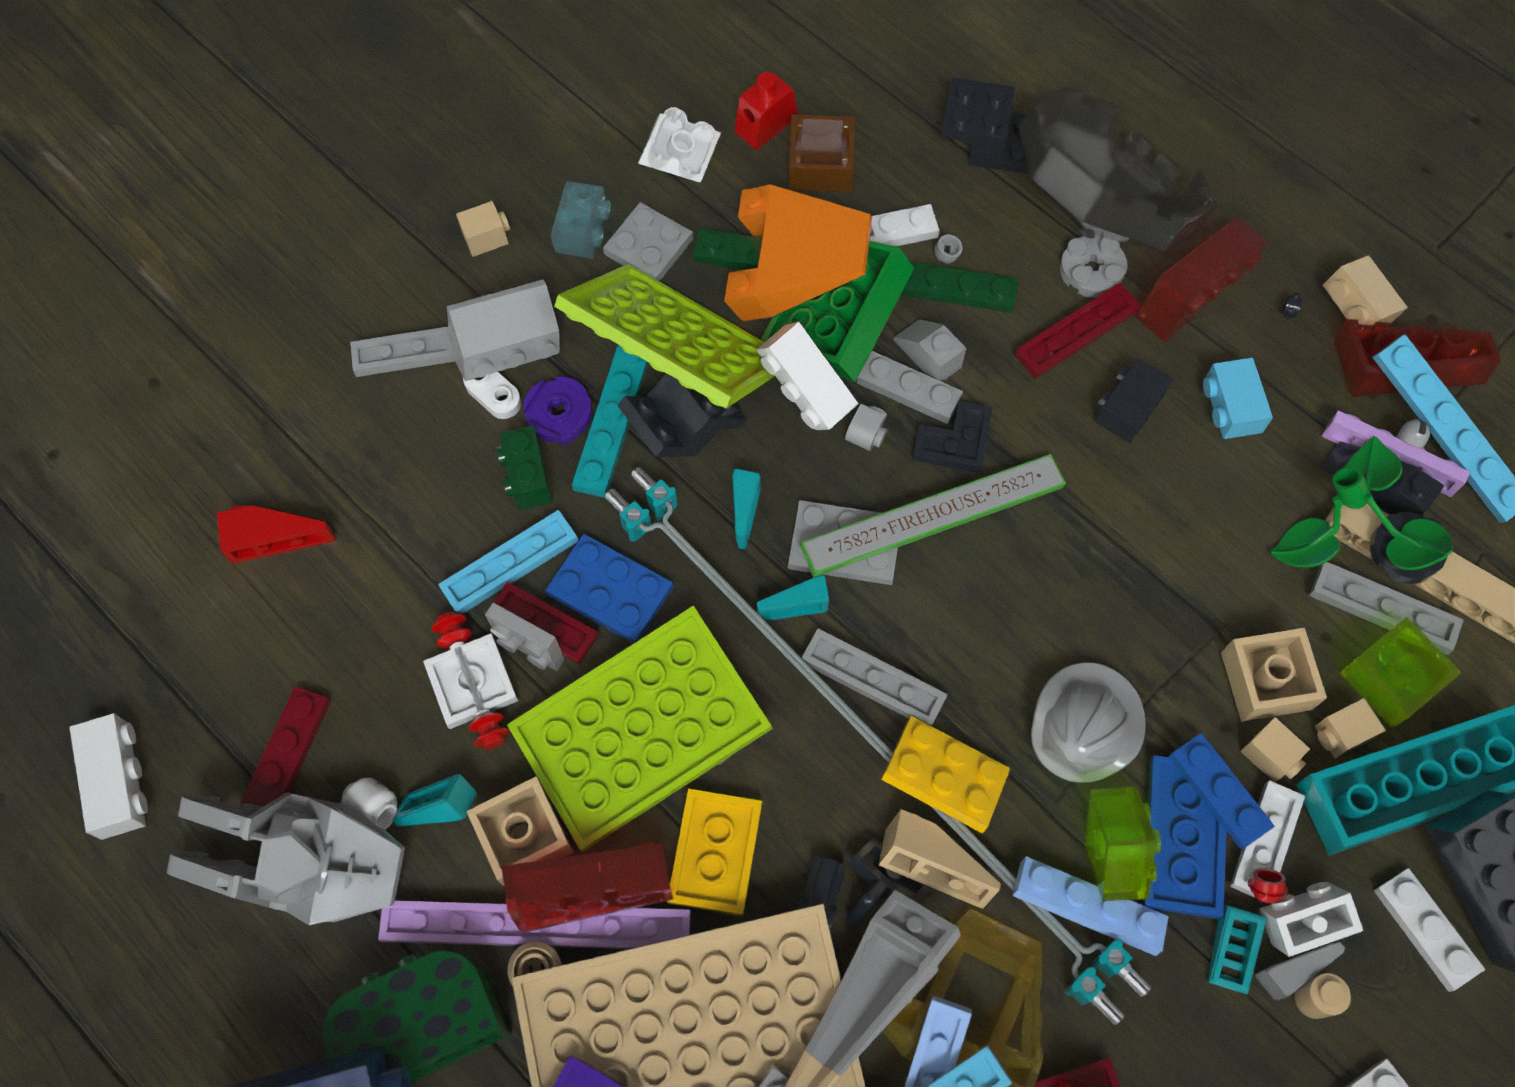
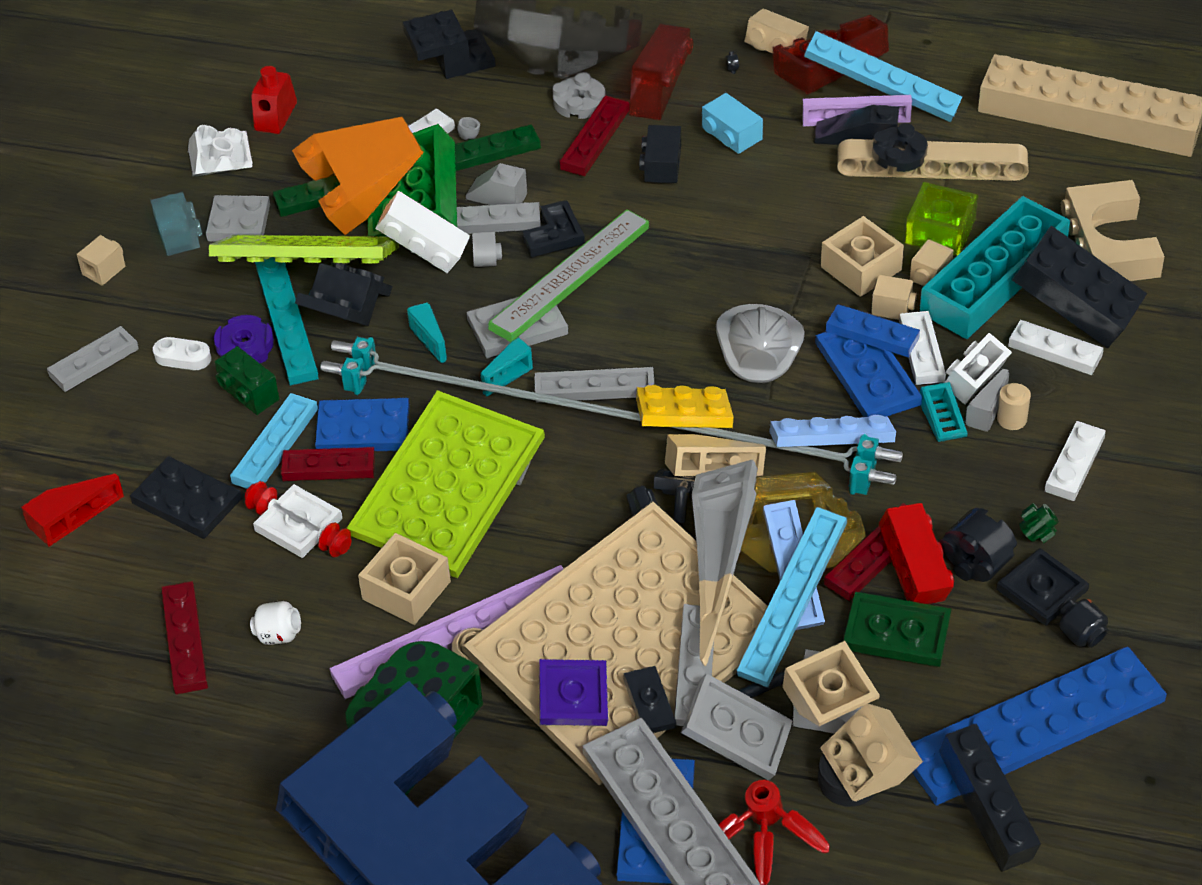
camera: 30 degrees left, 20 degrees down
(108, 776) = (52, 705): white brick -> none
(313, 859) = (274, 664): light grey connector -> none
(387, 581) = (186, 497): none -> black plate
(437, 803) = (331, 587): teal slope -> none
(502, 330) = (170, 301): light grey slope -> none
(519, 634) = (324, 467): light grey plate -> none
(585, 886) = (476, 576): clear red wedge -> none
(715, 852) = (552, 527): yellow plate -> none
(821, 153) = (332, 106): reddish brown container -> none
(1121, 844) = (827, 379): clear neon green brick -> none
(1268, 885) = (937, 361): red plate -> none
(1372, 468) = (842, 123): green plant -> none
(1384, 605) = (897, 193): light grey plate -> none
(1415, 433) = (861, 88): light grey hinge -> none

